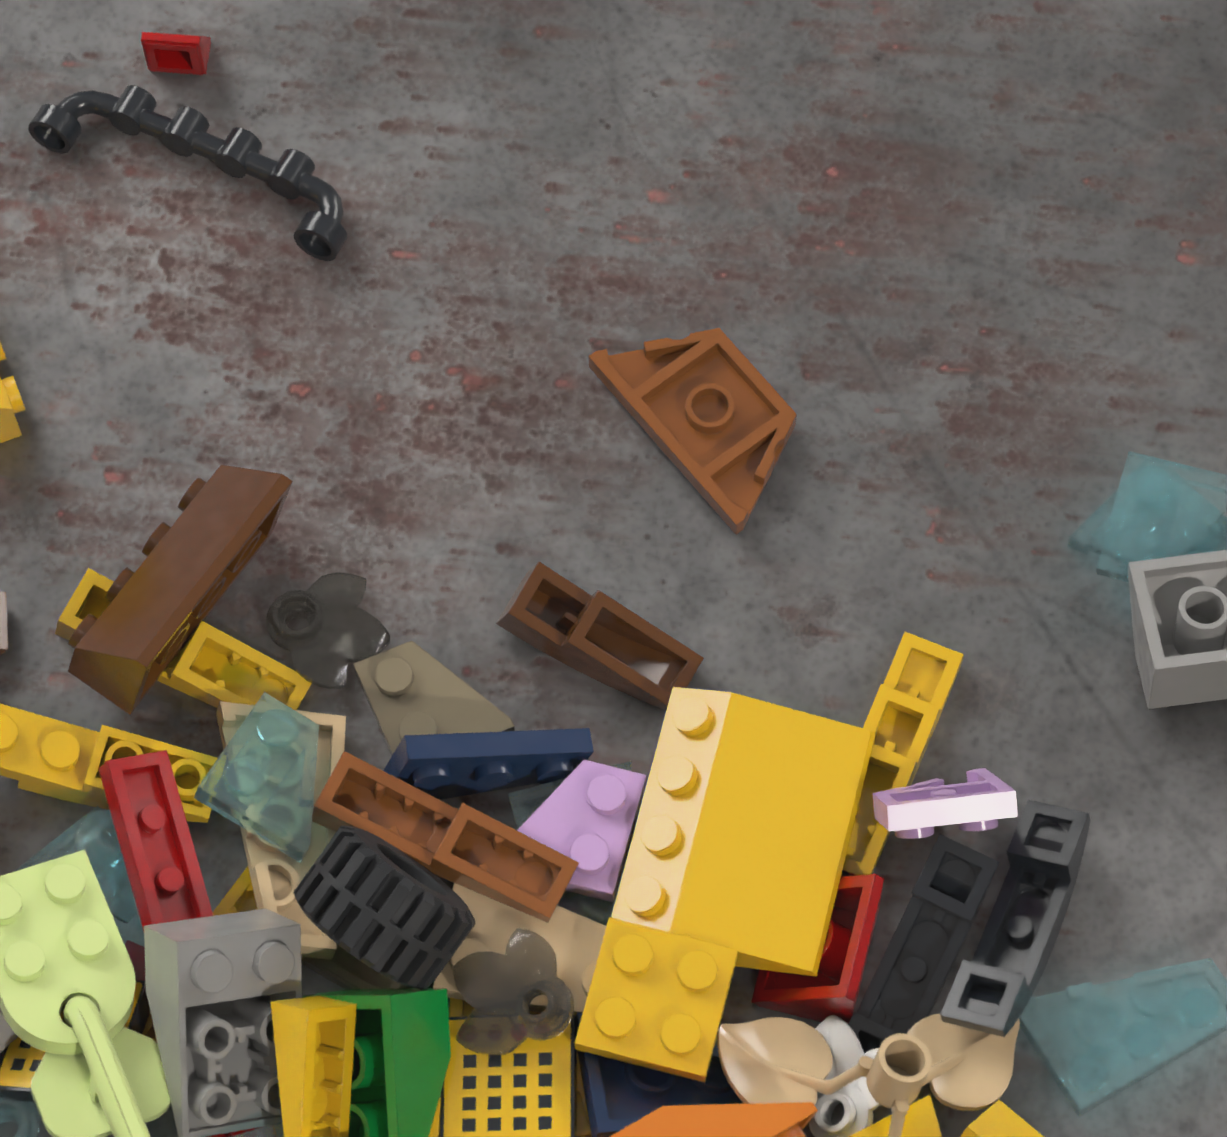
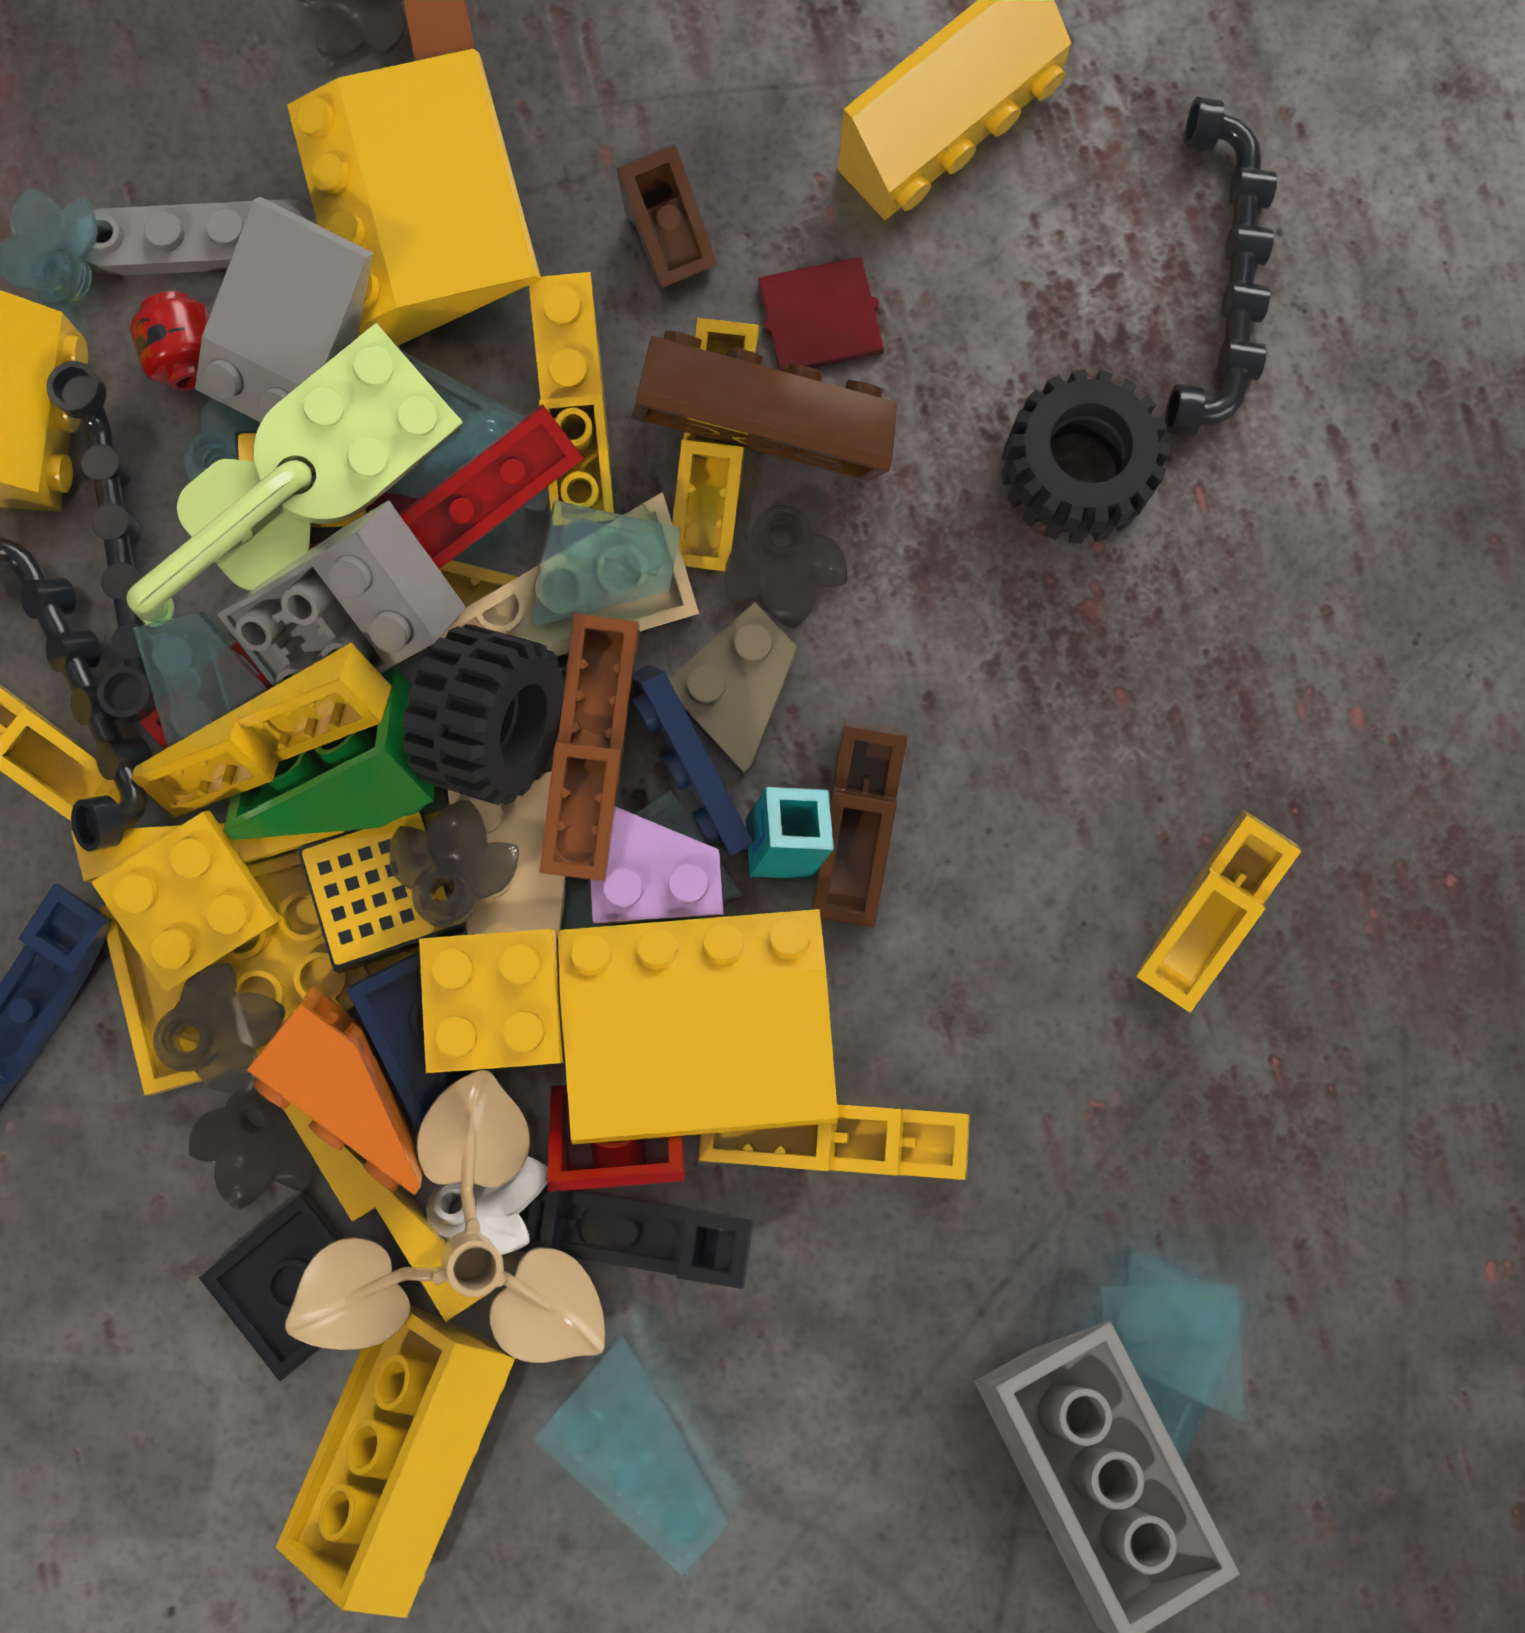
camera: 65 degrees right, 15 degrees up
(92, 519) = (821, 314): none -> dark red piece
(176, 52) = (1333, 203): red slope -> none
(322, 289) = (1095, 410): none -> black tyre
(591, 692) = (789, 833): none -> teal brick
(705, 414) = (1132, 844): dark orange wing -> none
(793, 361) = (1218, 910): none -> yellow slope
(930, 803) = (783, 1212): lavender wing -> none
(1023, 922) = (699, 1323): black slope -> none

